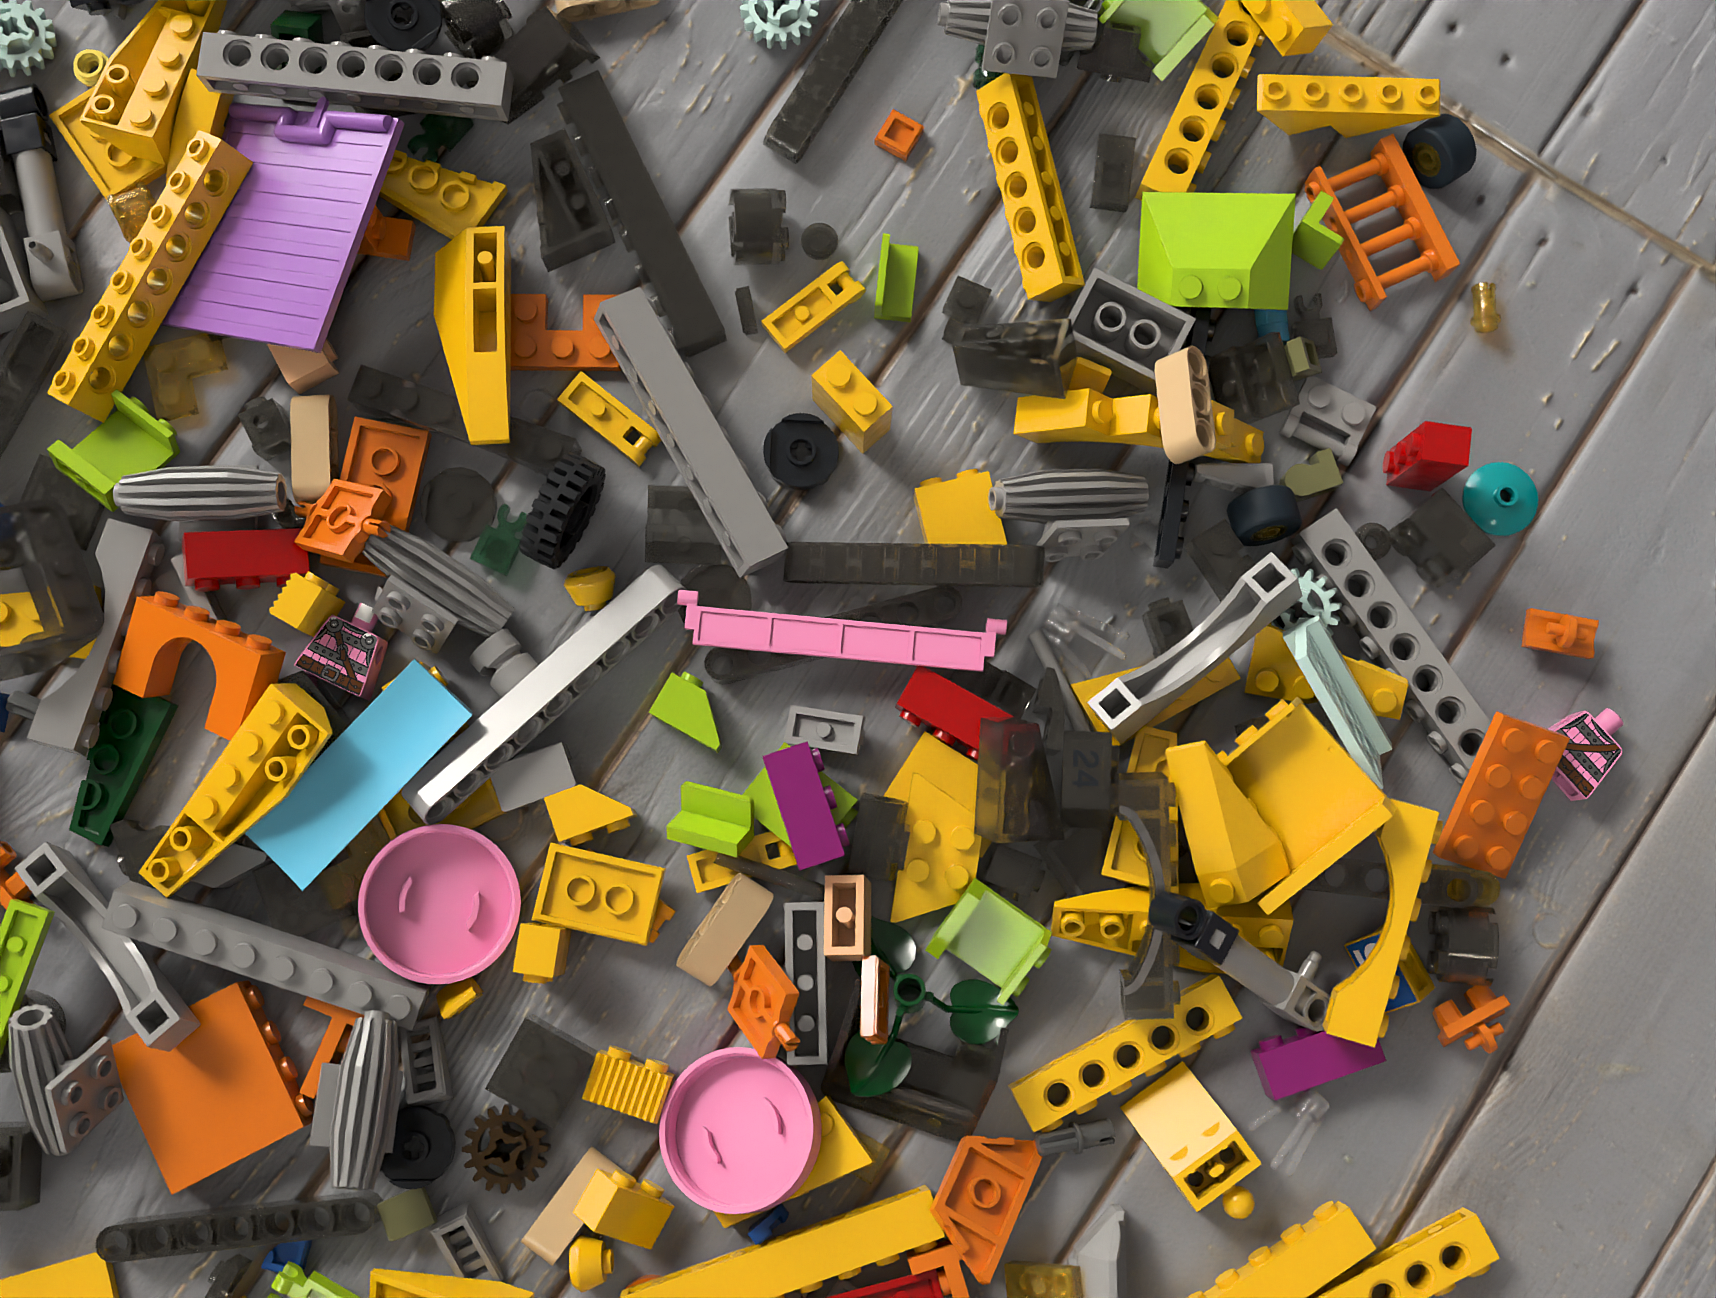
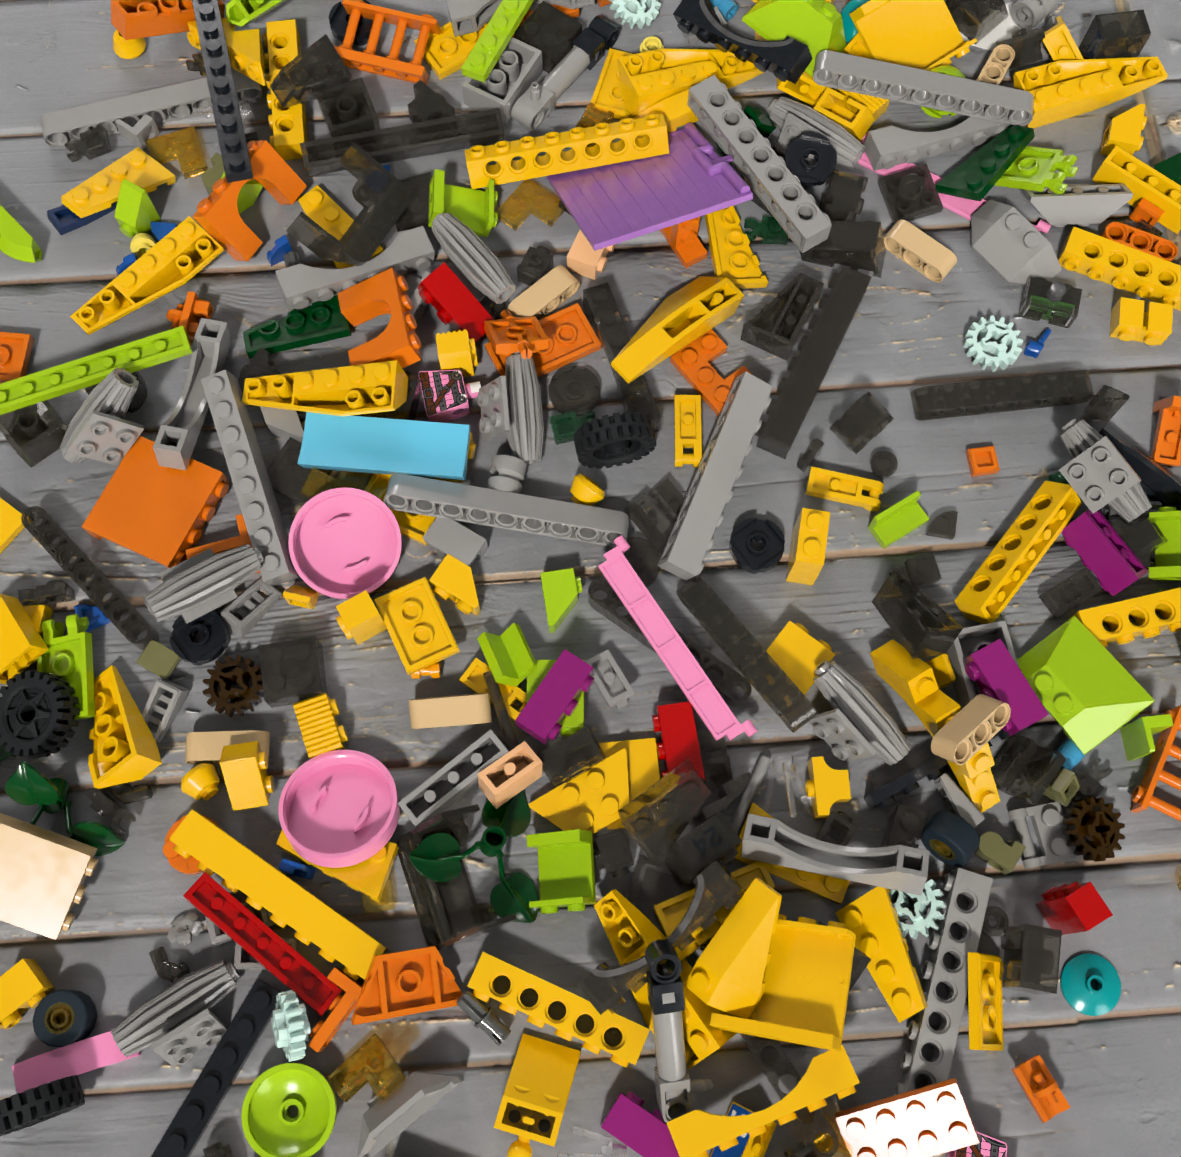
camera: 55 degrees right, 10 degrees down
(763, 1002) = (424, 761): orange plate -> none
(874, 1000) = (473, 825): tile -> none
(937, 238) = (943, 525): none -> clear smoke tile
(1100, 101) = (1103, 552): none -> magenta brick
(1115, 597) = (826, 787): none -> yellow brick
(1163, 328) = (1002, 679): none -> magenta brick
(1339, 695) = (878, 967): light aqua fence -> none
(1363, 365) = (1093, 829): none -> dark brown gear
(1444, 618) = (985, 1002): none -> yellow tile

